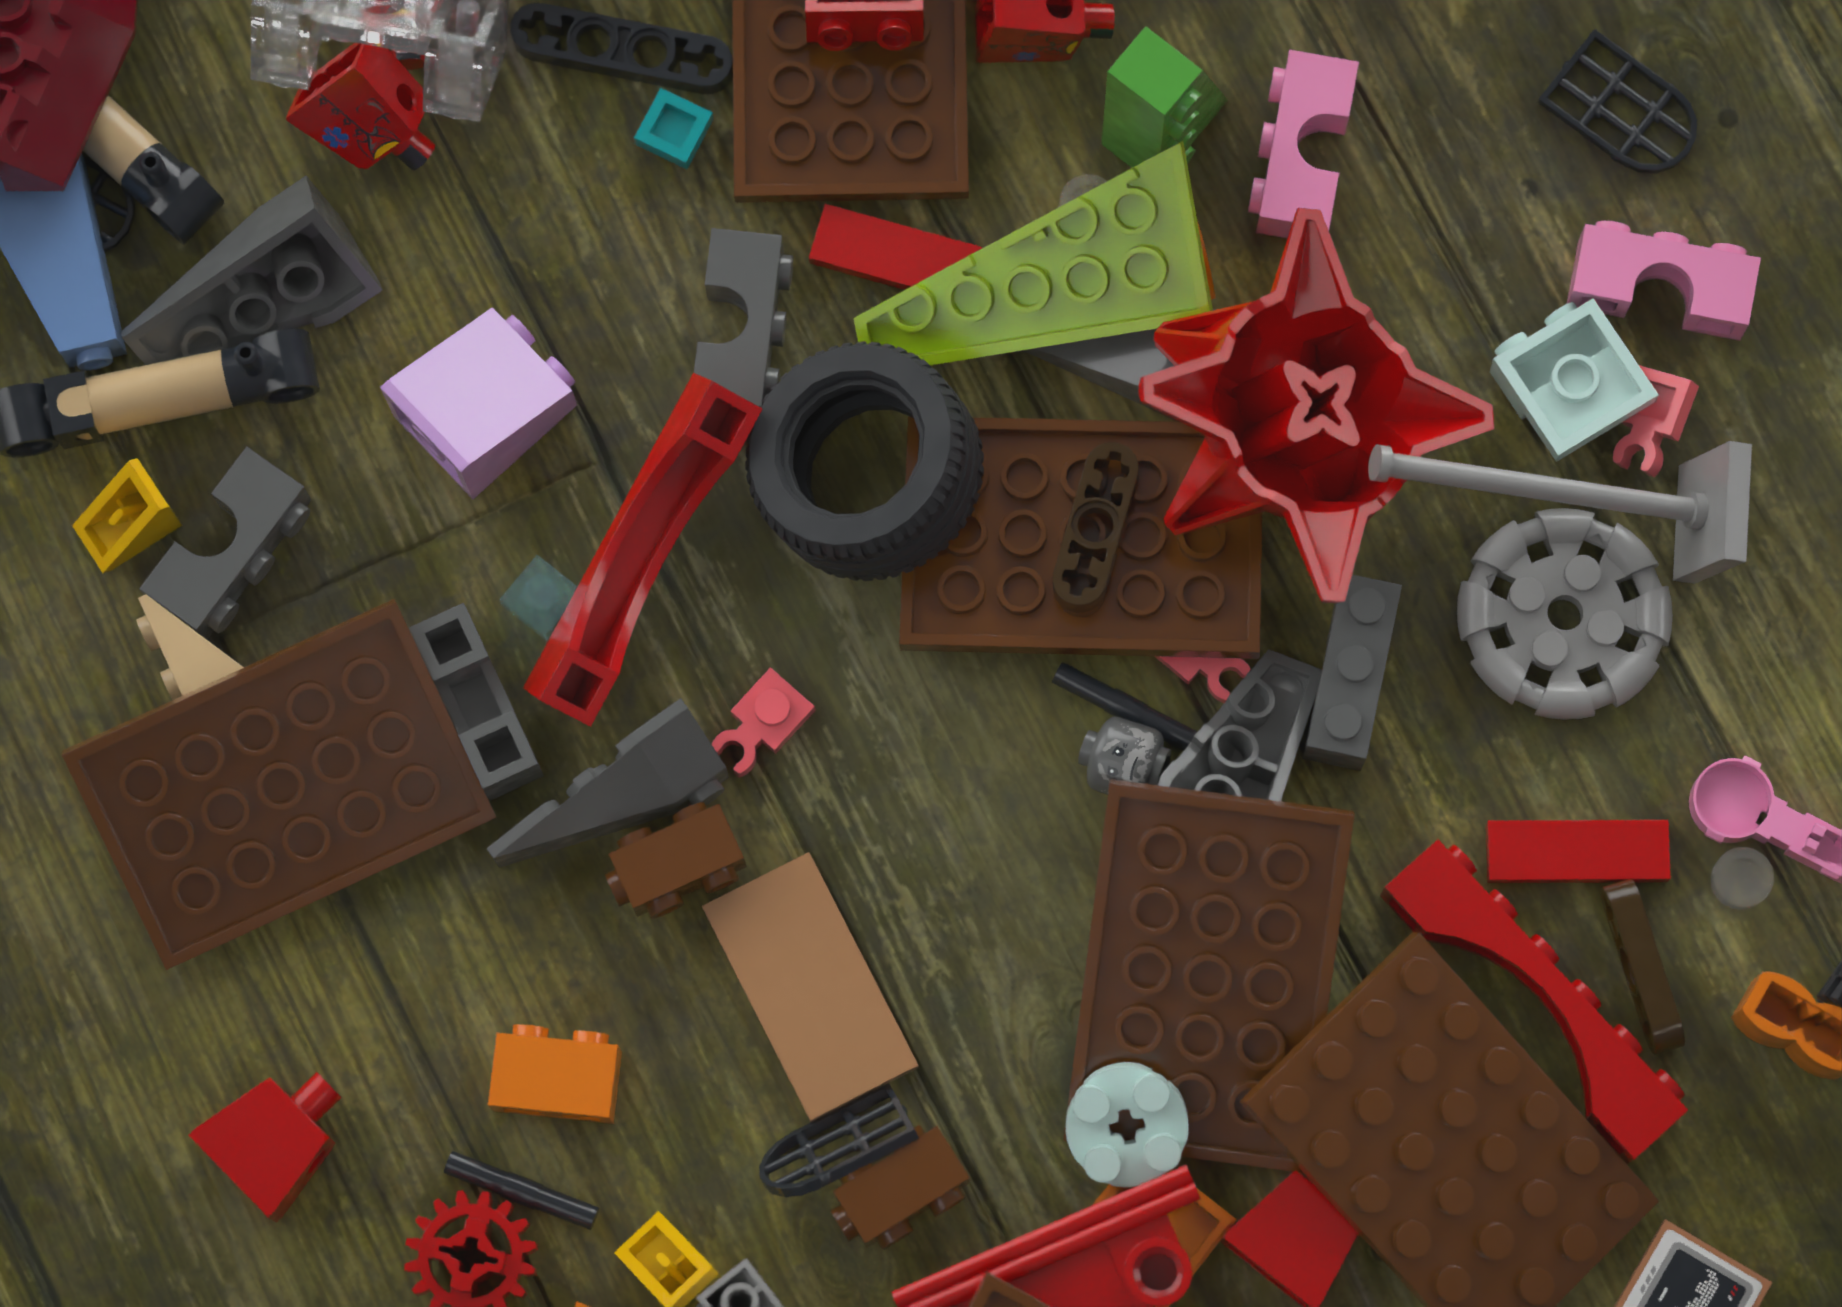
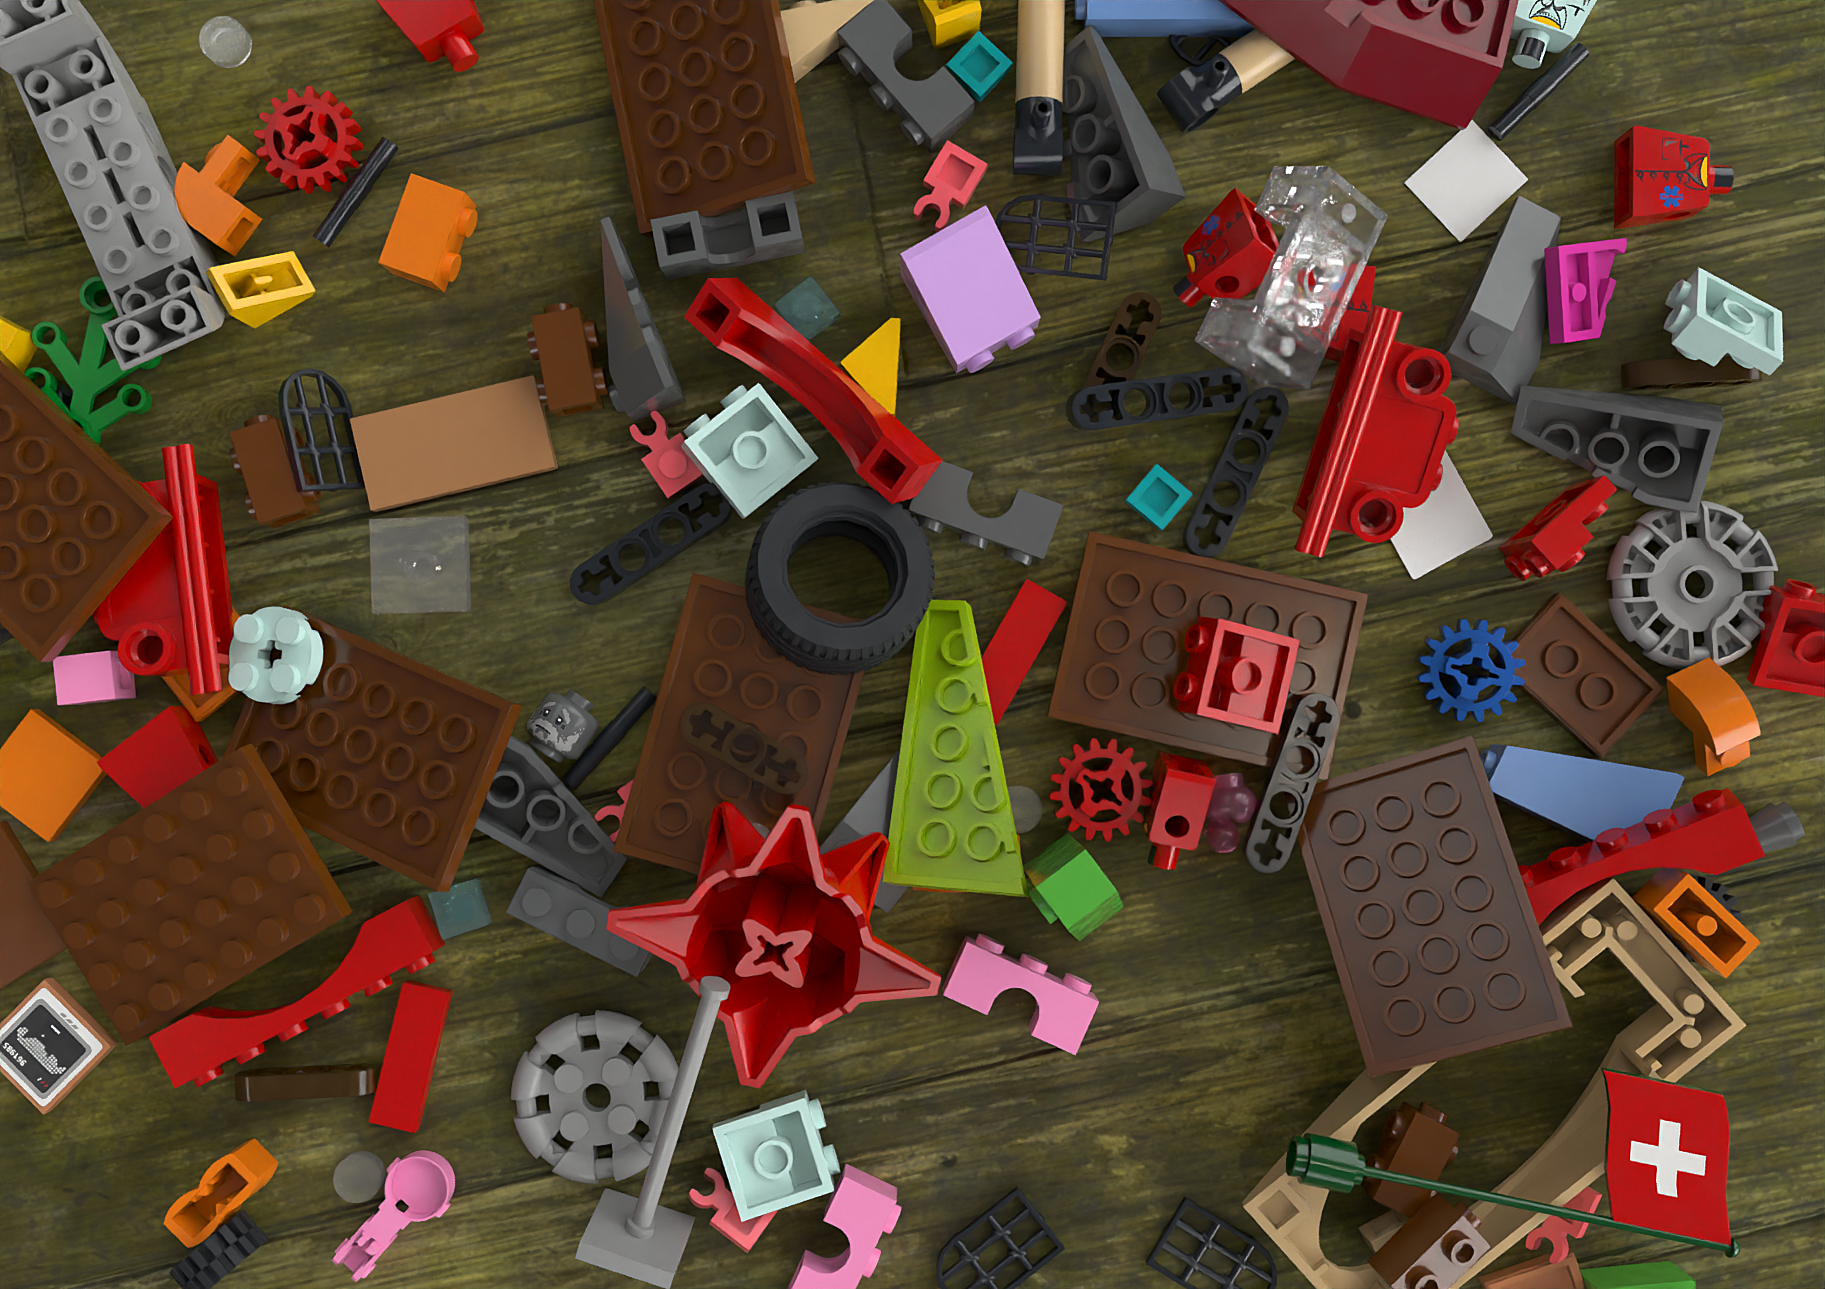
camera: 100 degrees right, 10 degrees up
(195, 461) = (979, 66): none -> teal plate
(343, 458) = (952, 180): none -> coral plate
(367, 302) = (1071, 223): none -> black window
(470, 219) = (1122, 321): none -> dark brown beam
(561, 153) = (1157, 398): none -> black beam
(590, 489) = (875, 364): none -> yellow slope
(732, 618) = (747, 449): none -> light aqua plate
(870, 719) = (655, 549): none -> black beam
(971, 987) = (420, 565): none -> clear plate
(1059, 124) = (1114, 771): none -> red gear
(1383, 832) = (460, 909): none -> clear light blue plate

